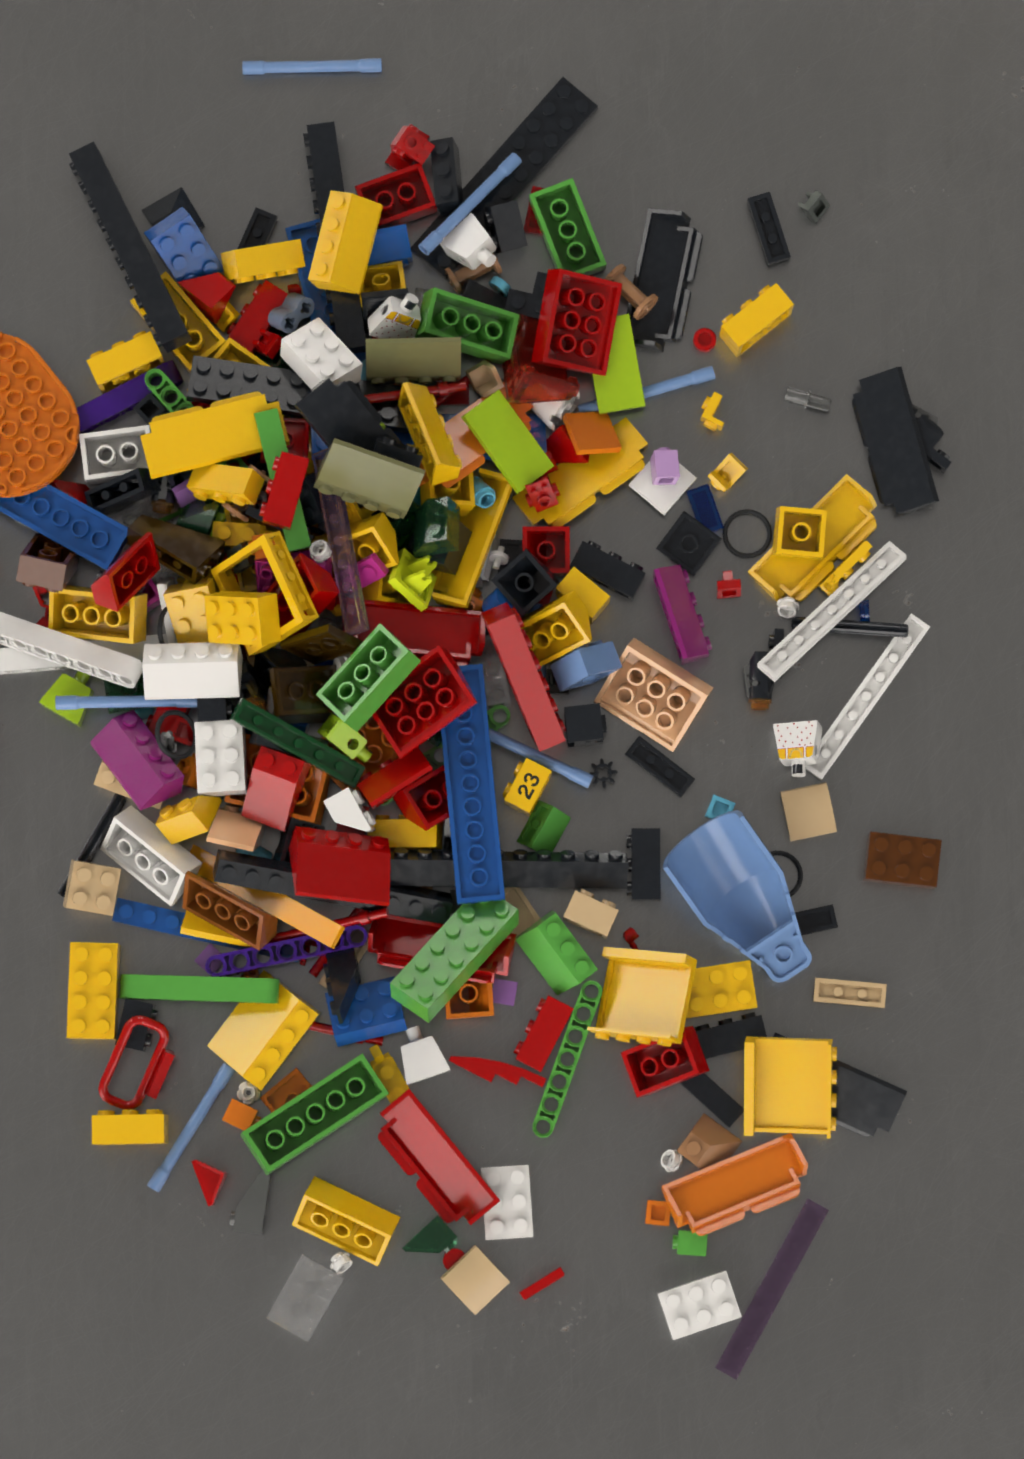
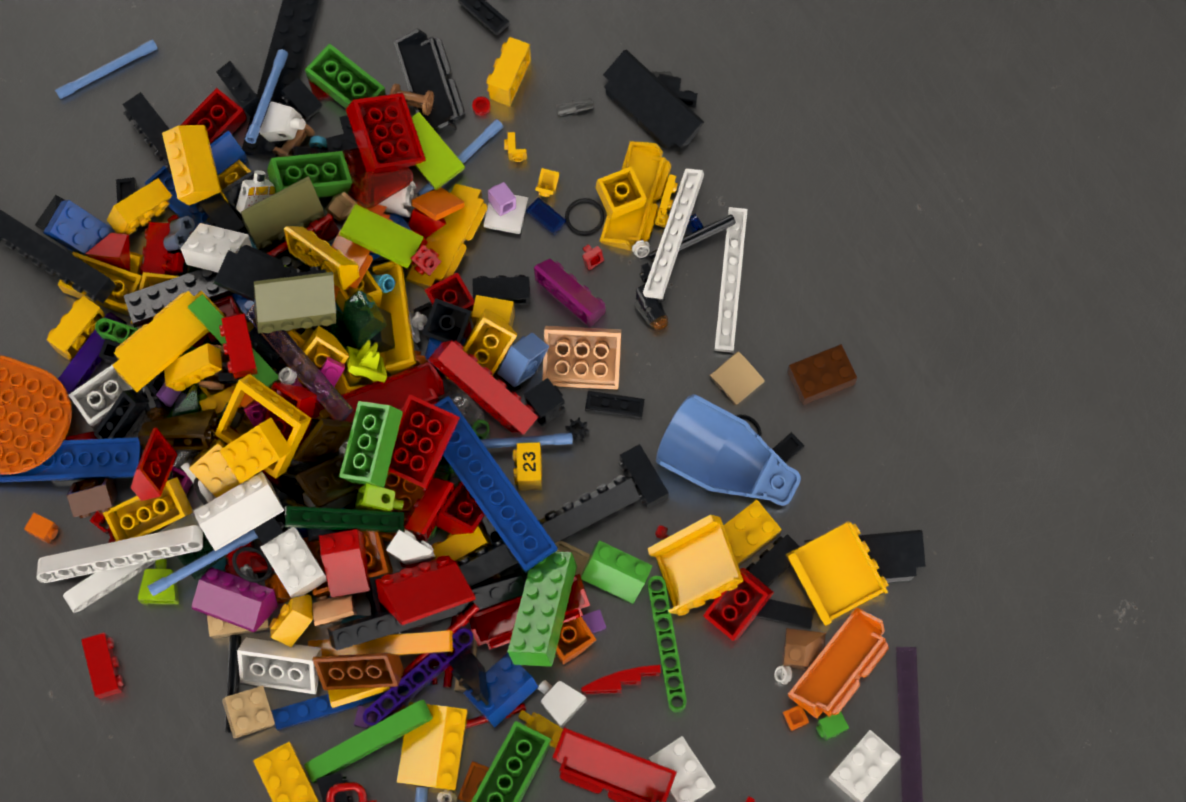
camera: 30 degrees left, 10 degrees down
(408, 147) = (200, 79): red tile -> none
(543, 827) = (556, 490): bright green panel -> none
(543, 1033) = (638, 635): red brick -> none
(590, 913) = (625, 529): tan brick -> none
(689, 543) = (547, 242): black tile -> none
(719, 806) = (670, 409): medium azure tile -> none
(798, 744) = (703, 334): white torso -> none
(849, 992) = (839, 486): tan plate -> none

